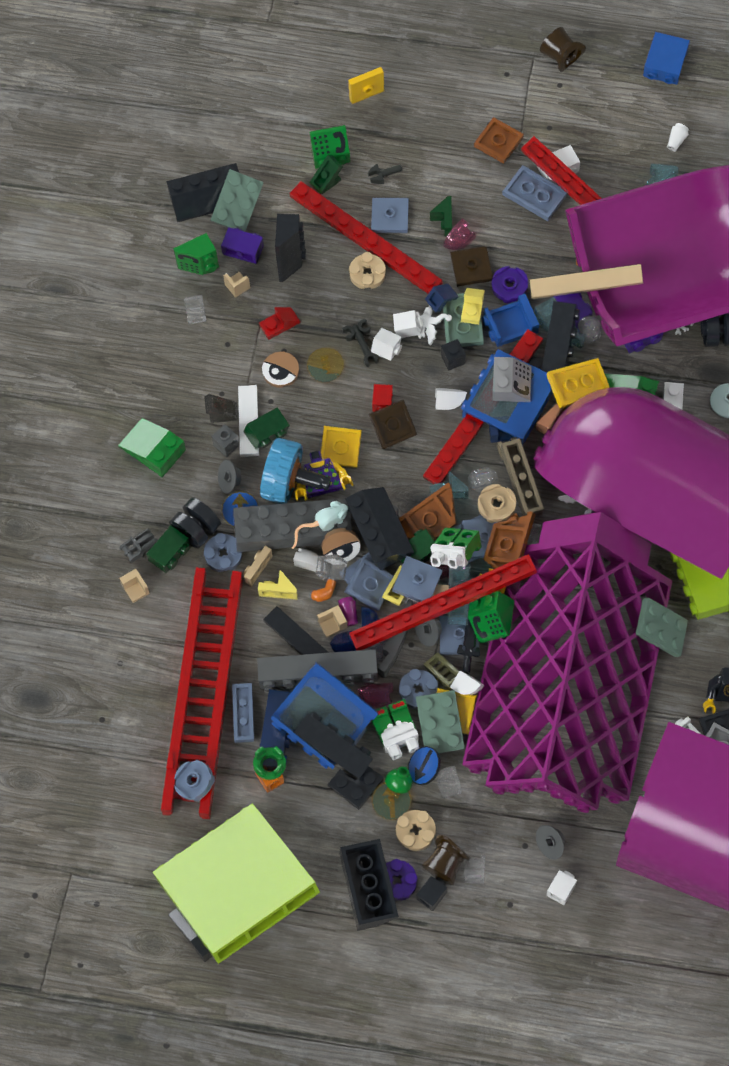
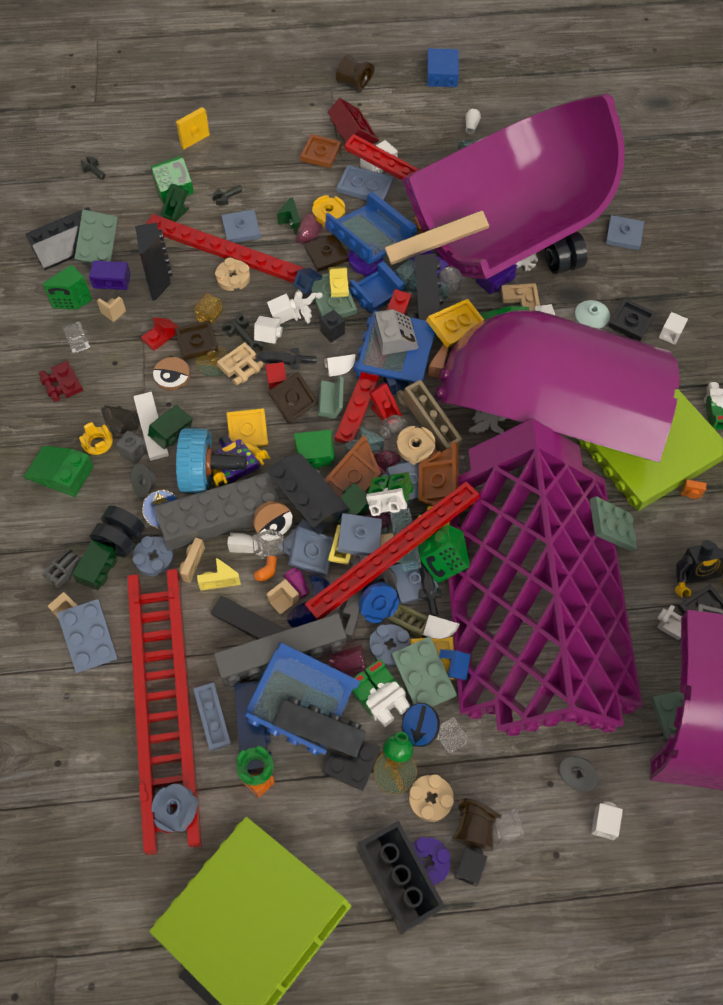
camera: 20 degrees left, 5 degrees down
(149, 614) = (87, 635): none -> sand blue plate
(176, 350) = (66, 379): none -> dark red plate
(193, 415) = (93, 432): none -> yellow piece
(250, 108) = (93, 162): none -> pearl dark grey bar
(313, 338) = (196, 340): none -> dark brown plate
(326, 518) = (251, 495): light aqua animal -> none
(333, 307) = (208, 309): none -> clear yellow brick
(348, 370) = (236, 360): none -> tan plate
(397, 379) = (287, 358): none -> black sword
(400, 482) = (315, 447): none -> green torso
(417, 647) = (378, 602): none -> blue tile
(429, 433) = (330, 398): none -> sand green panel
(466, 510) = (386, 459): none -> clear pink brick
(472, 720) = (458, 663): none -> blue panel
(481, 451) = (384, 403): none -> red slope
(488, 207) = (323, 203): none -> yellow plate
(524, 251) = (371, 228): none -> panel
(542, 113) = (351, 121): none -> dark red slope
(662, 361) = (521, 293): none -> tan plate

